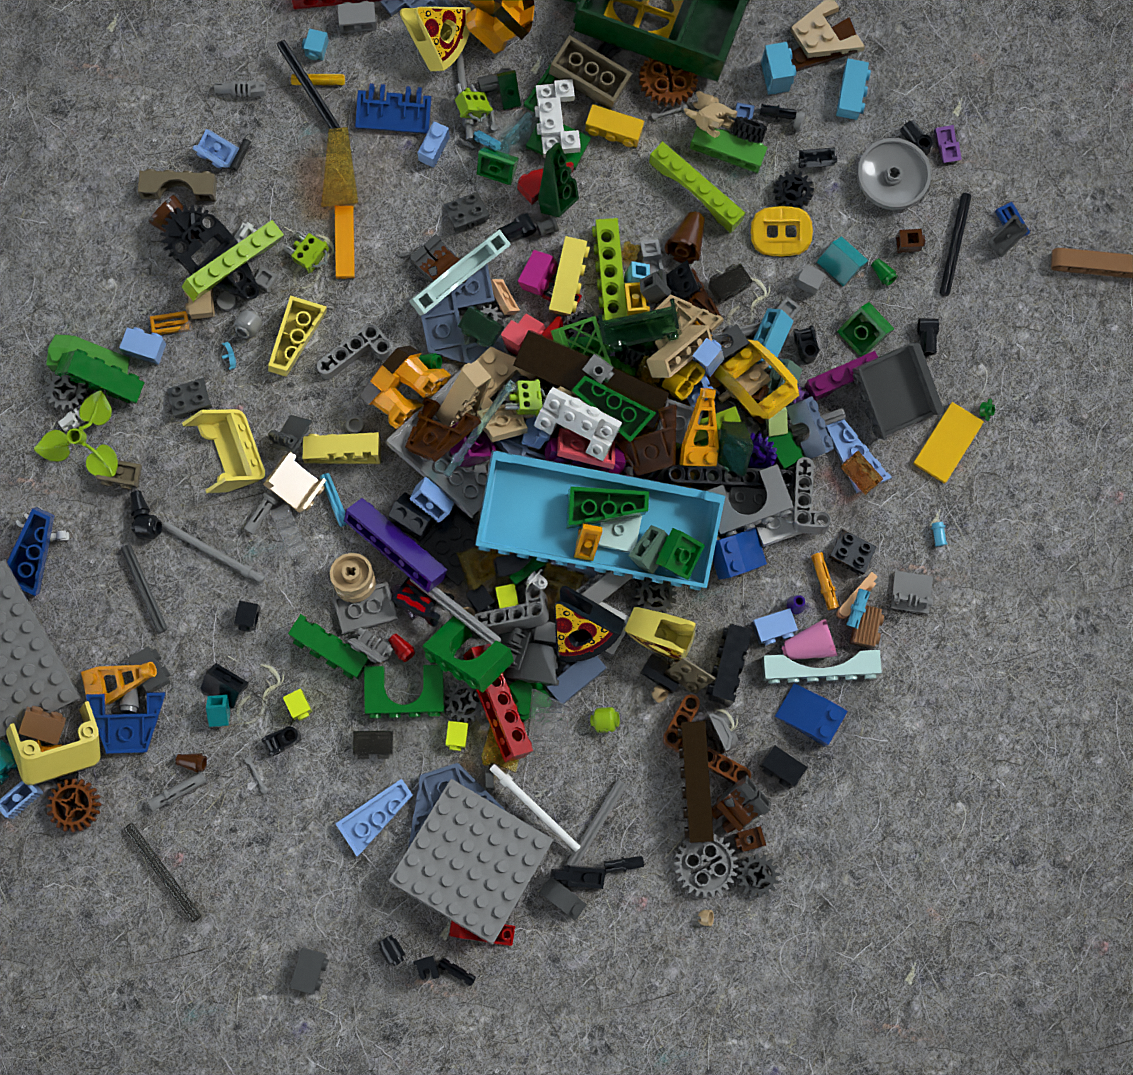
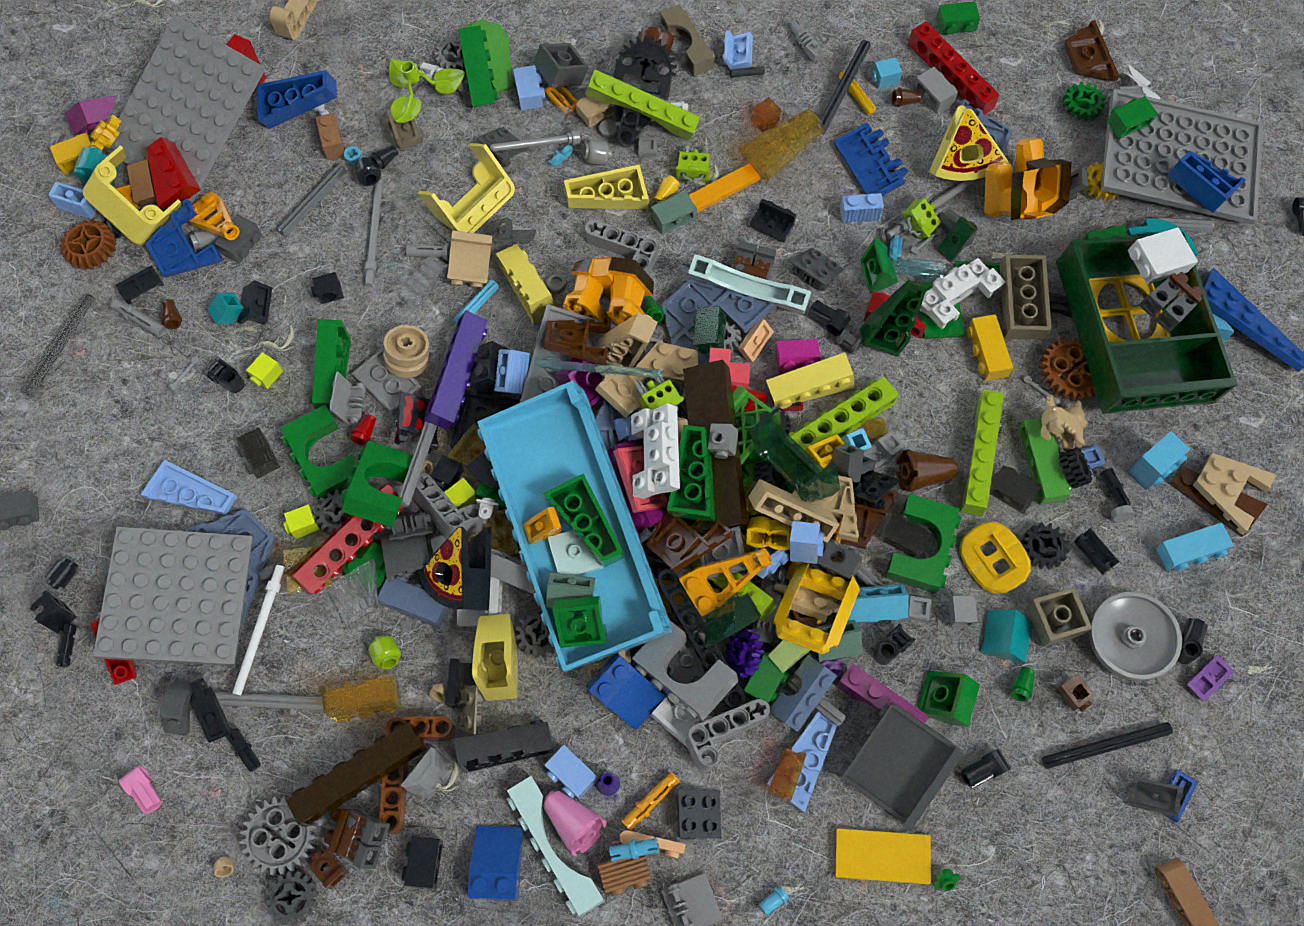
camera: 70 degrees right, 10 degrees down
(51, 697) = (170, 173): none -> red wedge
(89, 540) = (330, 136): none -> medium nougat brick
(113, 534) = (349, 153): none -> medium azure bush
(141, 305) = (560, 64): none -> dark grey brick
(148, 775) = (139, 284): none -> black hinge
(218, 335) = (571, 137): none -> light grey piece
(297, 166) = (765, 115): none -> clear orange brick
(319, 287) = (667, 188): none -> yellow cone
(345, 294) = (673, 212): none -> sand green brick
(347, 46) = (905, 97): none -> reddish brown cone
(403, 219) = (773, 220): none -> black bracket
(608, 957) = (138, 785): none -> bright pink piece
(635, 753) = (361, 699): none -> clear yellow wedge
(734, 251) = (941, 521): none -> green arch
(738, 183) = (1014, 489): none -> clear smoke brick
(852, 216) = (1059, 617): none -> dark tan brick

